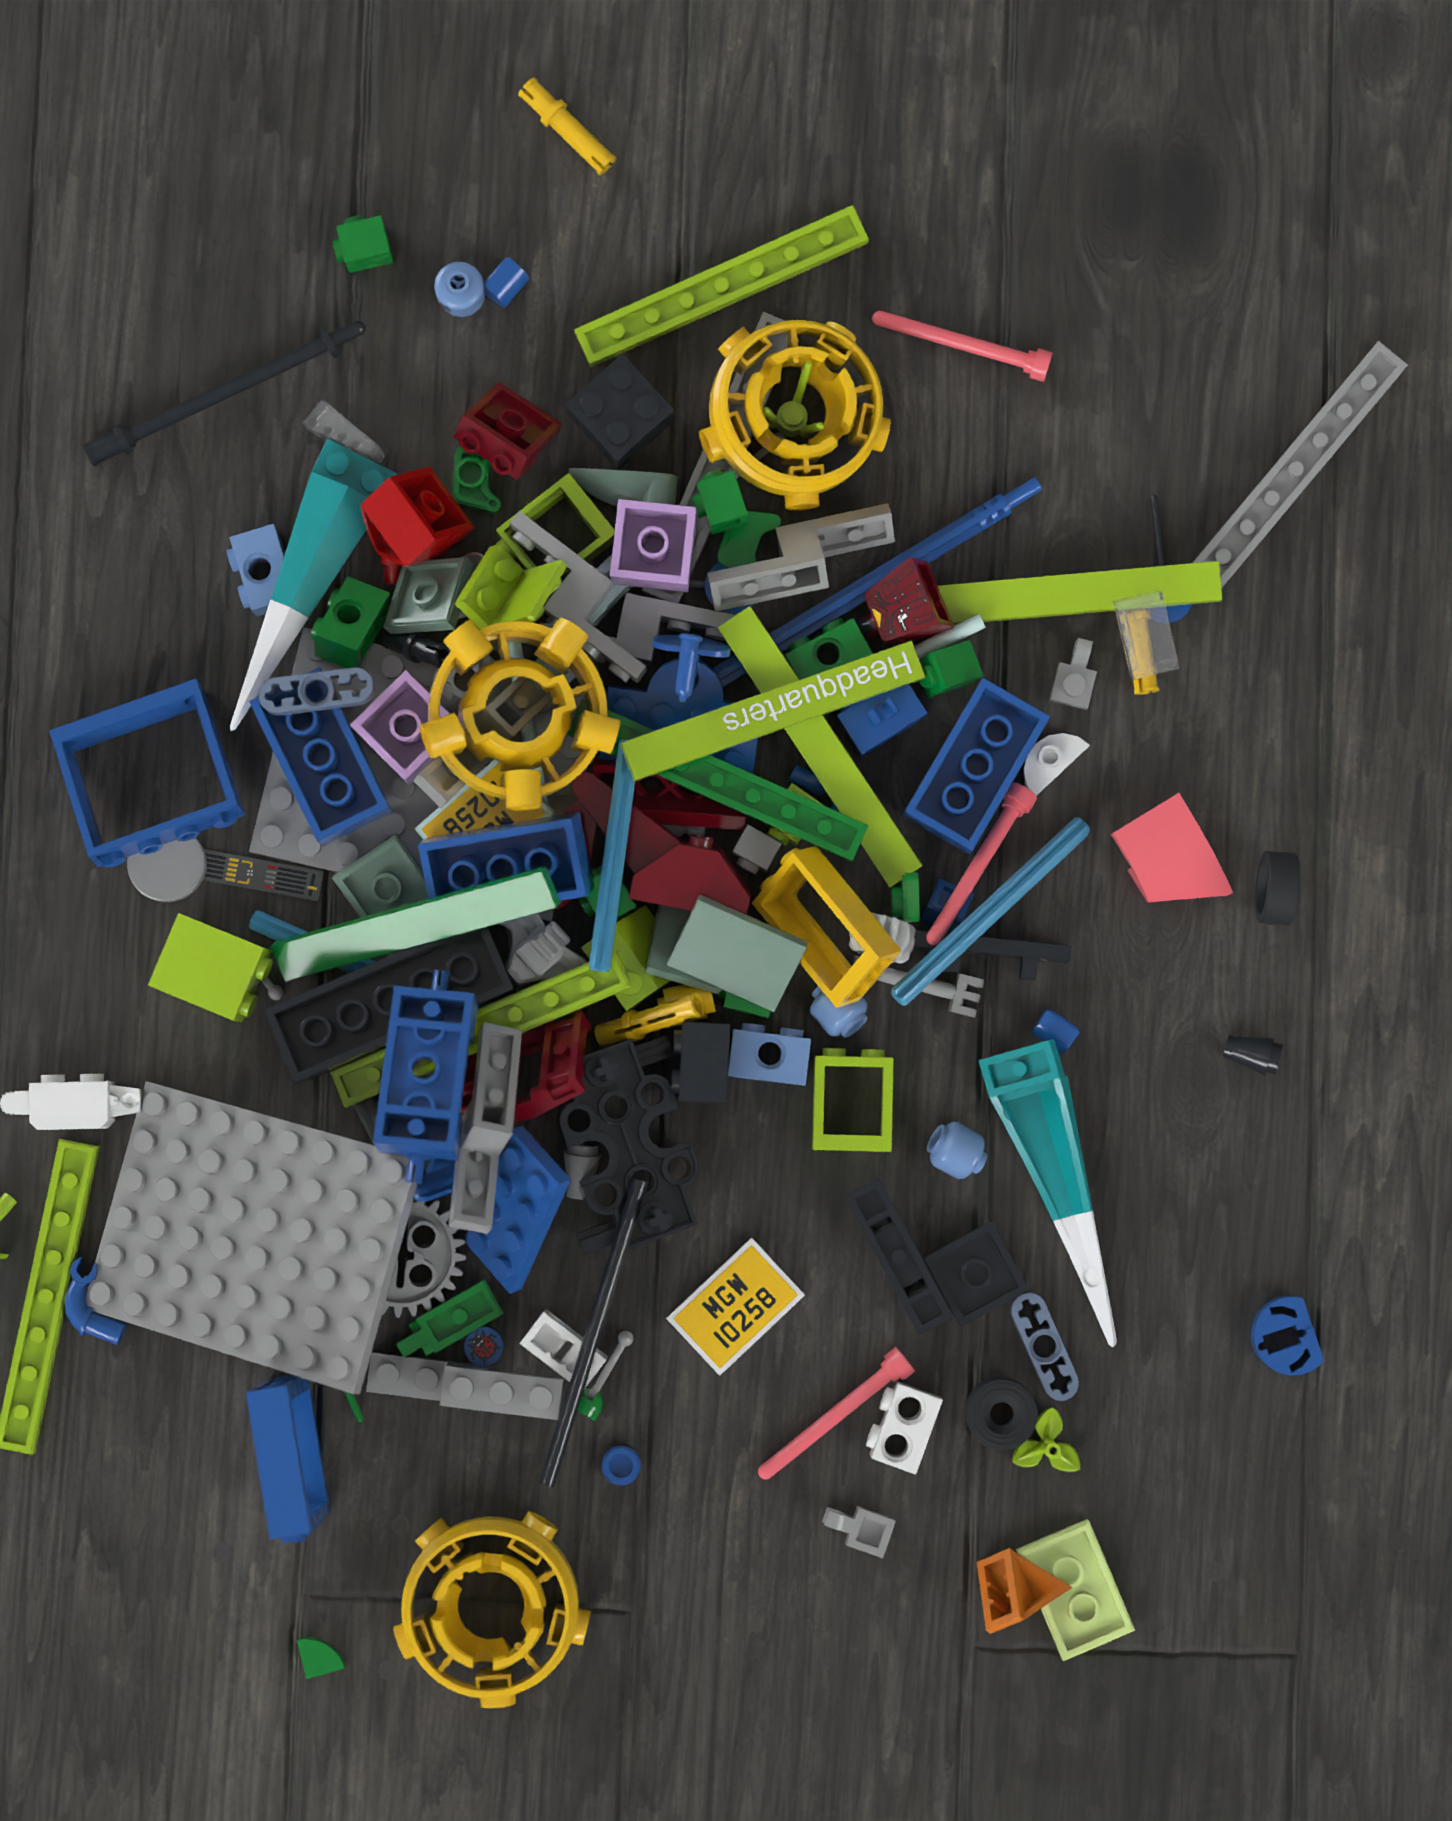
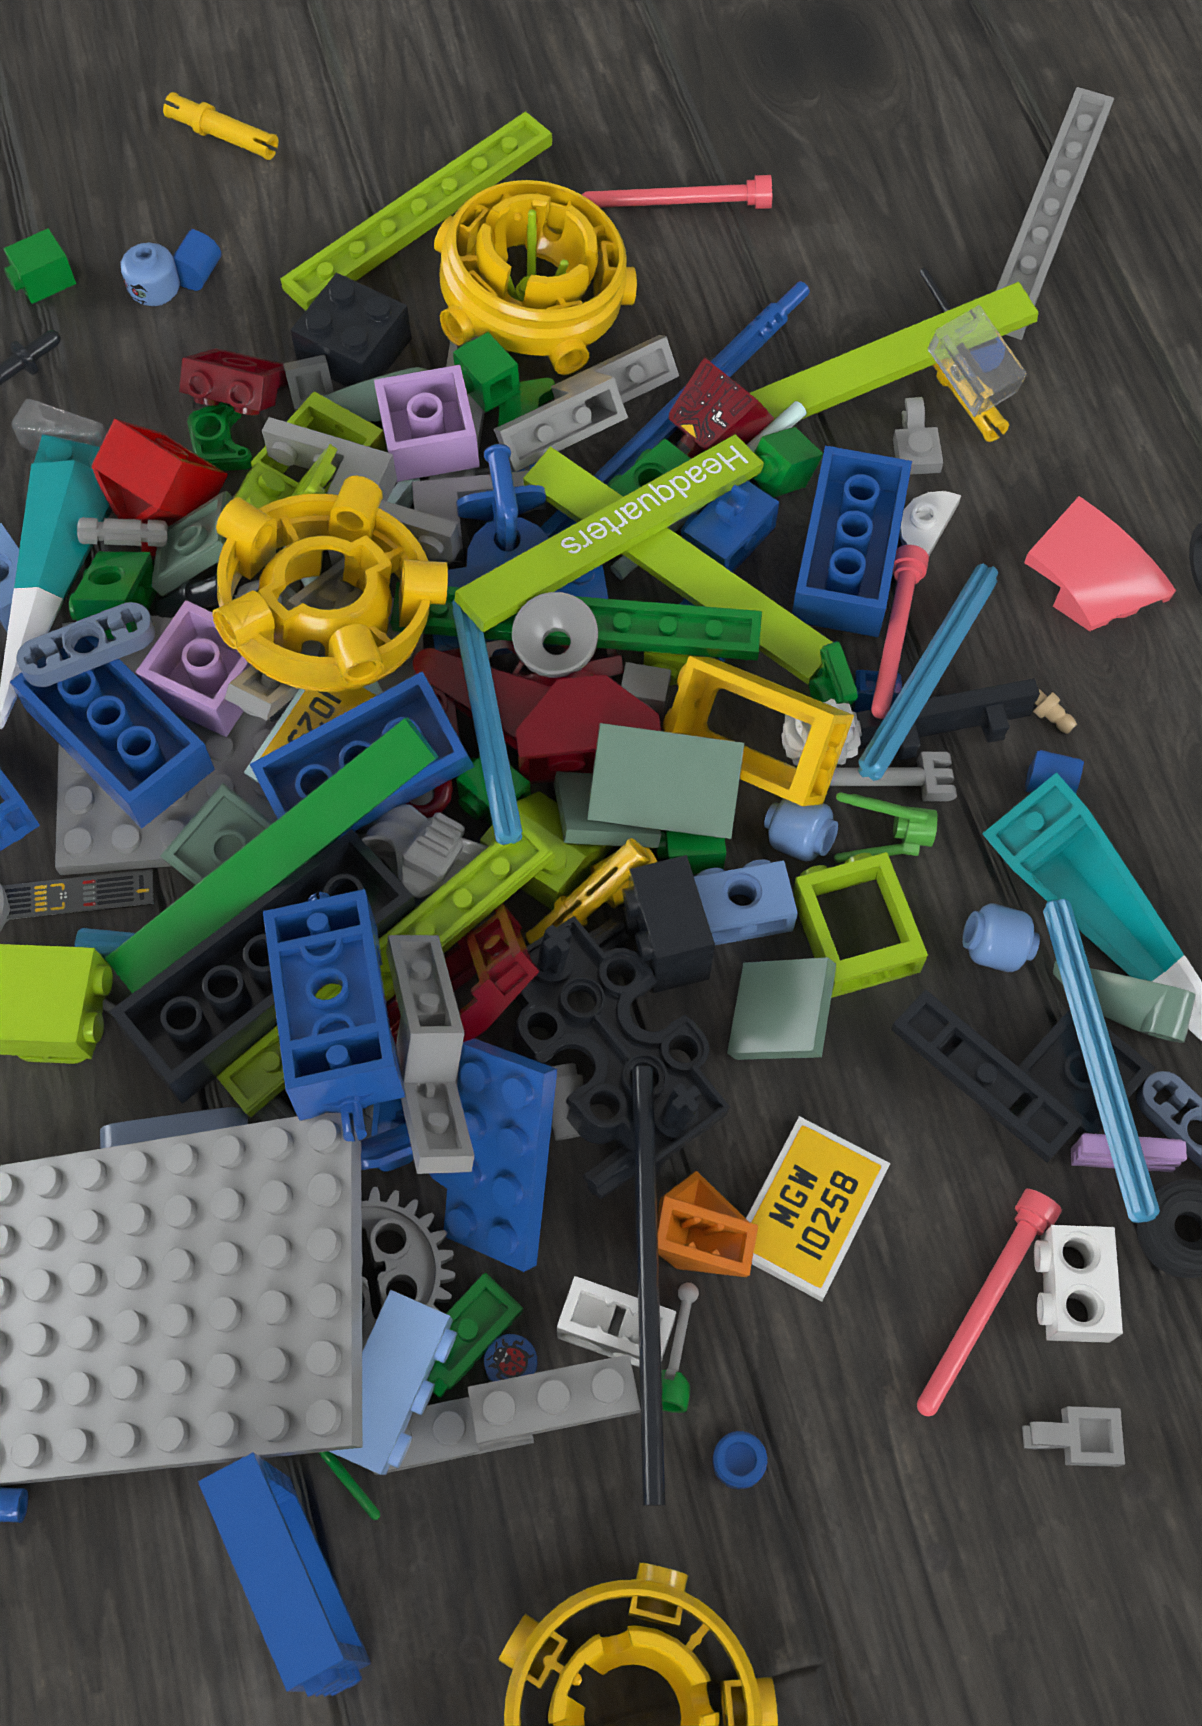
camera: 15 degrees left, 20 degrees down
(288, 1101) = (170, 1126): none -> sand blue beam
(371, 568) = (122, 532): none -> light grey axle
(399, 1336) = (395, 1377): none -> light blue brick
(569, 450) = (306, 377): none -> dark grey plate
(651, 1299) = (704, 1230): none -> orange slope
(674, 814) = (549, 614): none -> light grey piece
(767, 1155) = (782, 1009): none -> sand green tile
(927, 1034) = (911, 824): none -> bright green plant
(981, 1345) = (1159, 1153): none -> lavender tile
(986, 1272) = (1101, 1063): none -> dark azure axle
(1041, 1235) = (1143, 1004): none -> sand green piece
(1081, 965) = (1055, 713): none -> tan piece

